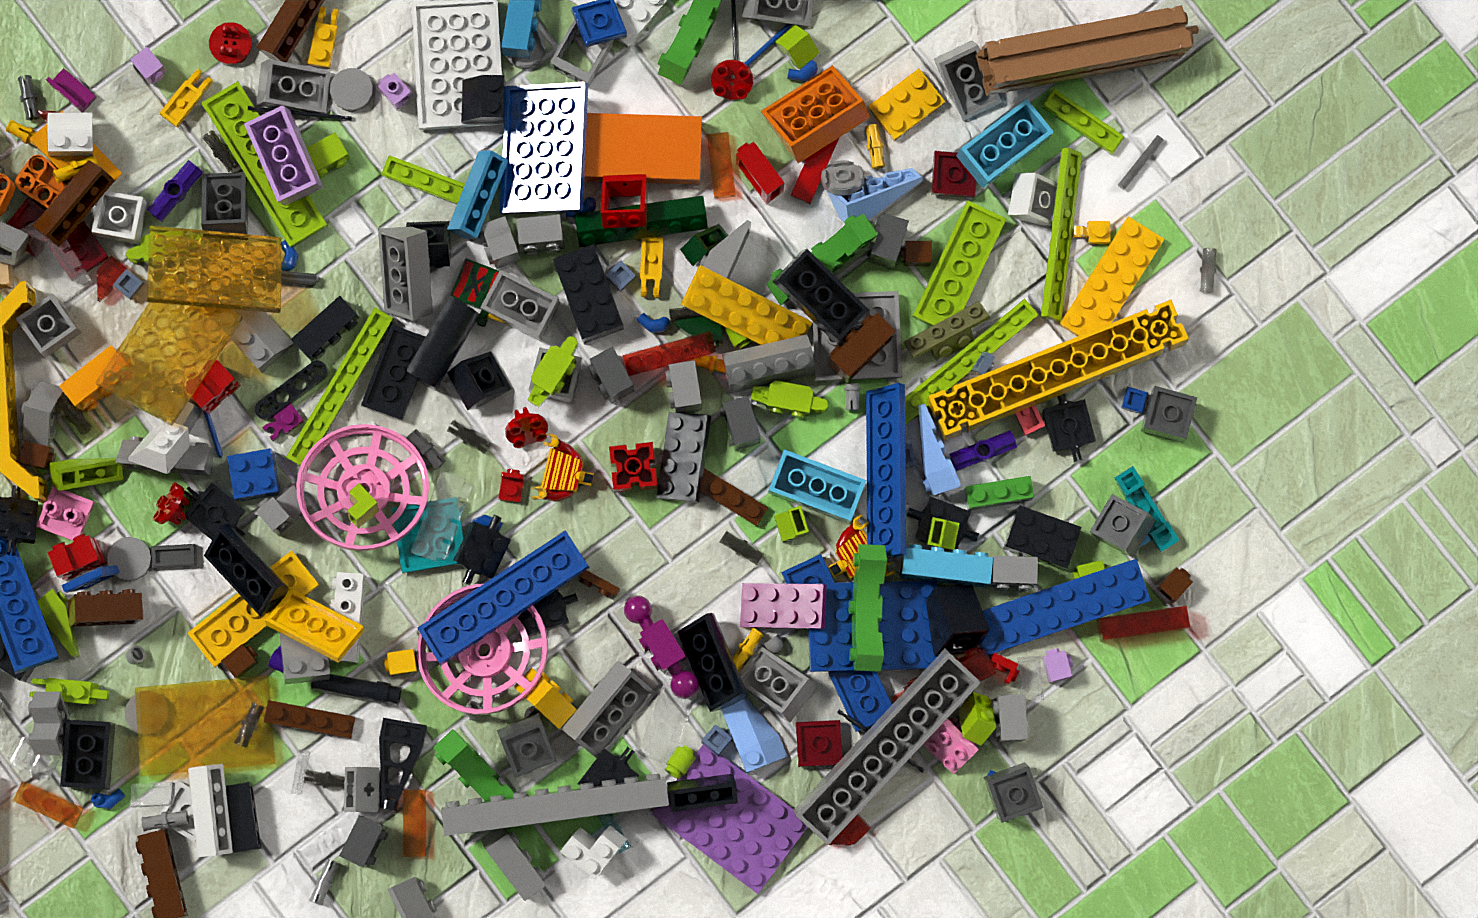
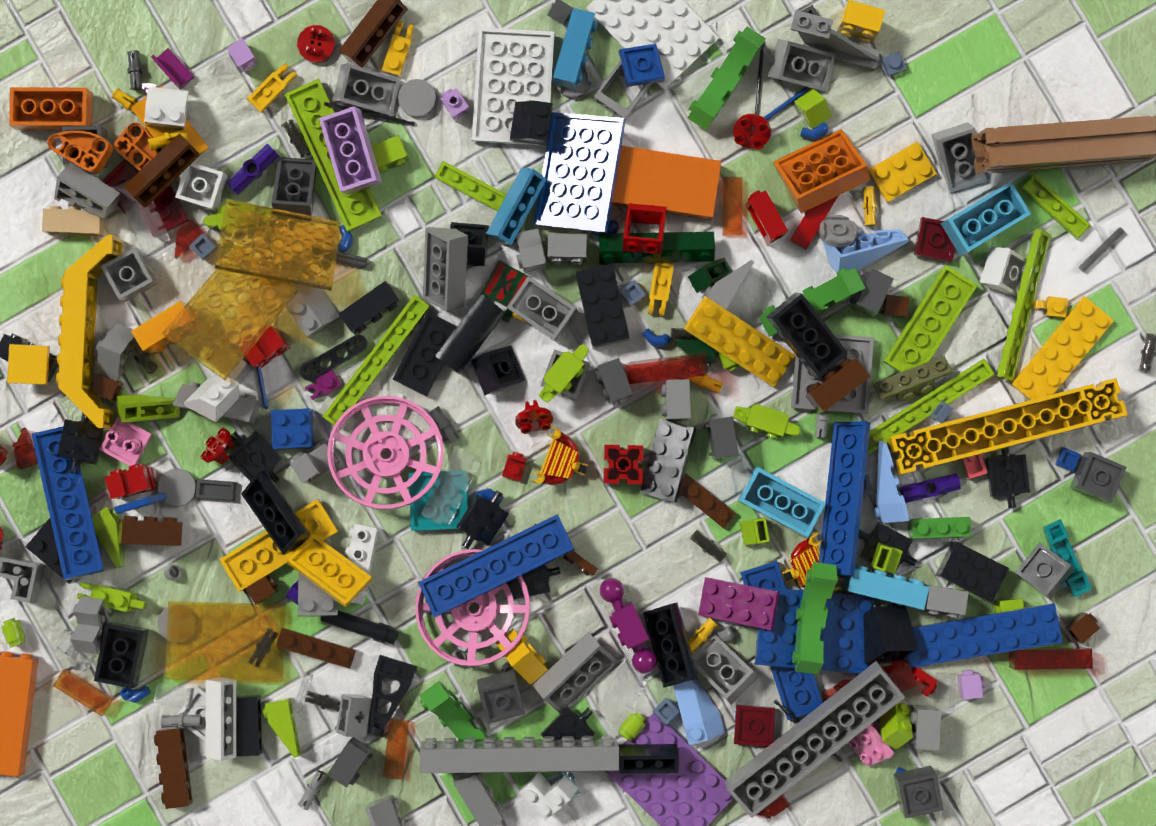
camera: 15 degrees right, 5 degrees up
(280, 806) = (283, 723): none -> lime slope
(364, 506) = (384, 473): lime piece -> none
(401, 662) = (401, 608): yellow brick -> none
(469, 436) = (483, 418): clear smoke pin -> none
(769, 362) = (753, 387): light grey slope -> none

